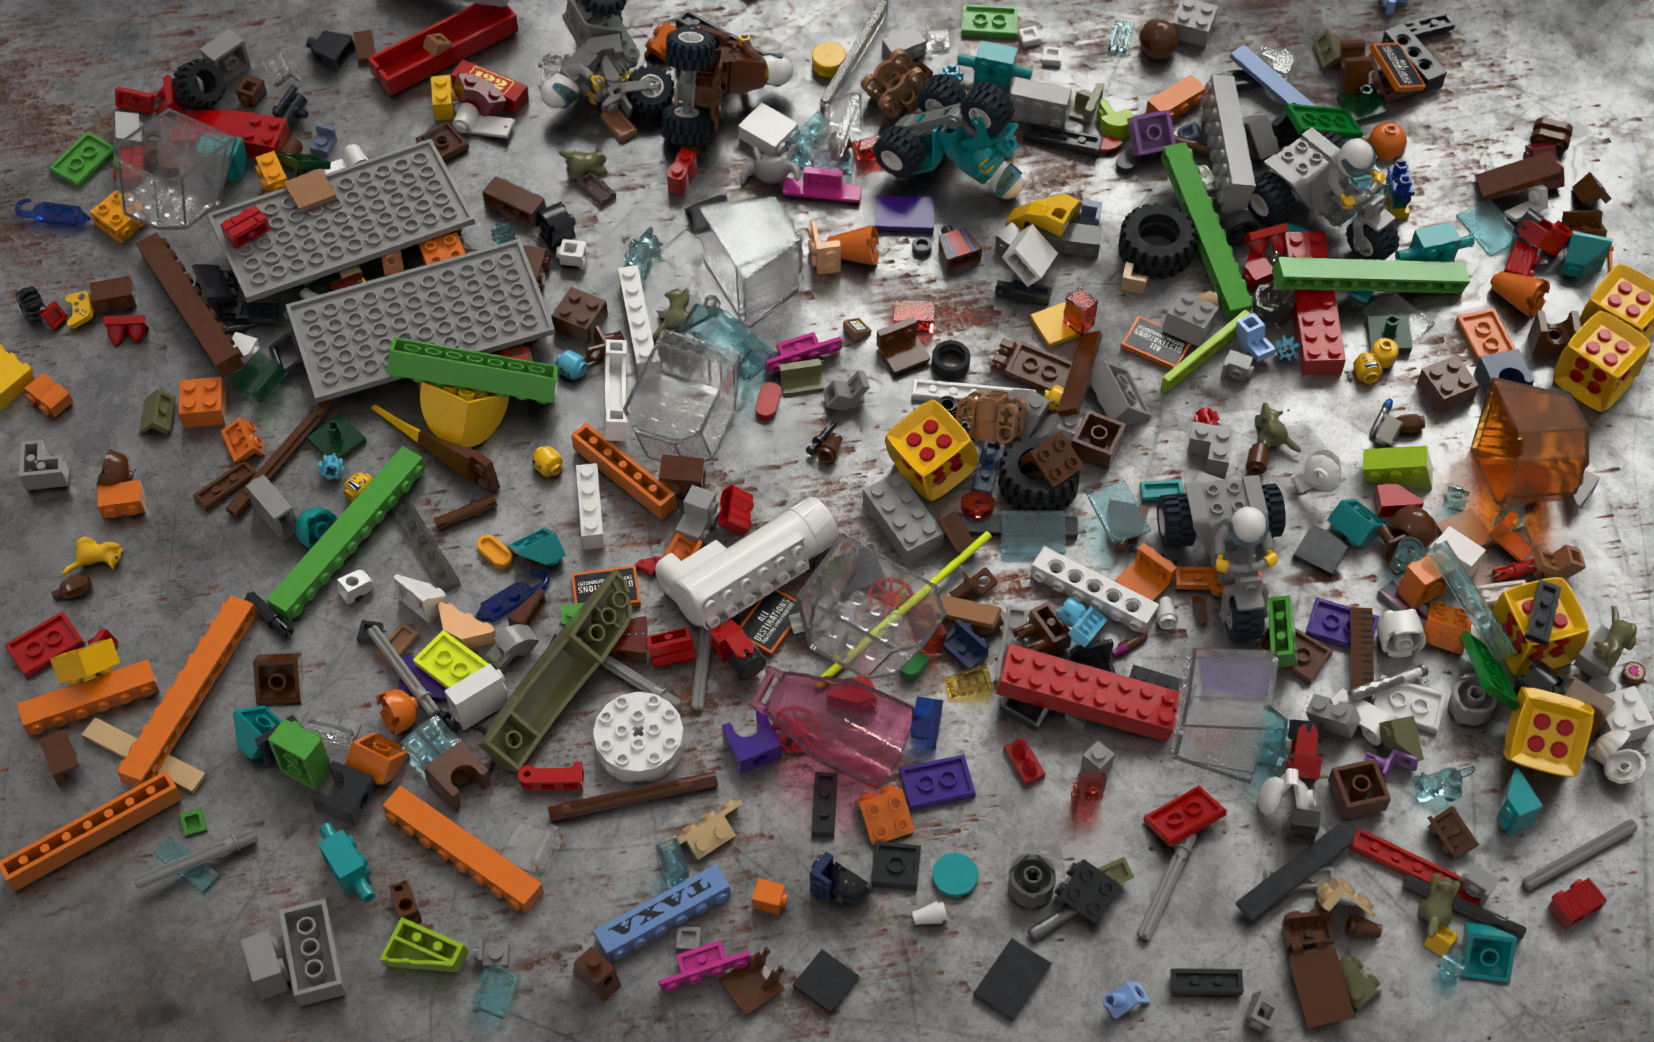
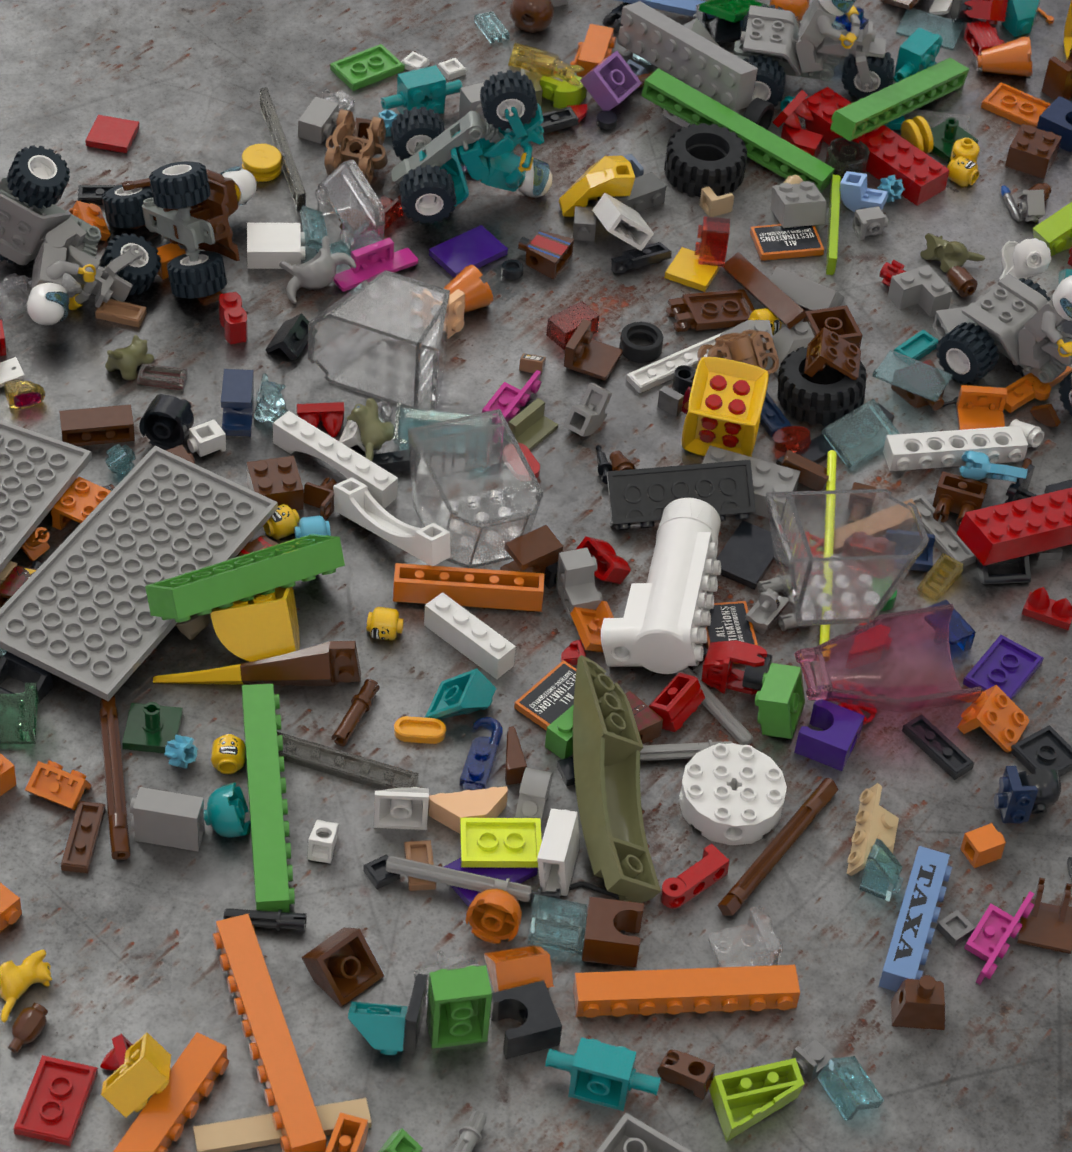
camera: 45 degrees left, 10 degrees down
(491, 149) = (23, 394): none -> clear yellow rock
(558, 343) = (281, 522): none -> yellow head
(614, 234) = (237, 402): none -> dark blue piece
(658, 277) = (329, 413): none -> red tile
(733, 691) = (780, 700): none -> bright green brick
(849, 500) = (643, 494): none -> black bracket
(1113, 87) = (543, 63): none -> clear yellow animal
(1356, 316) = (918, 133): none -> yellow head

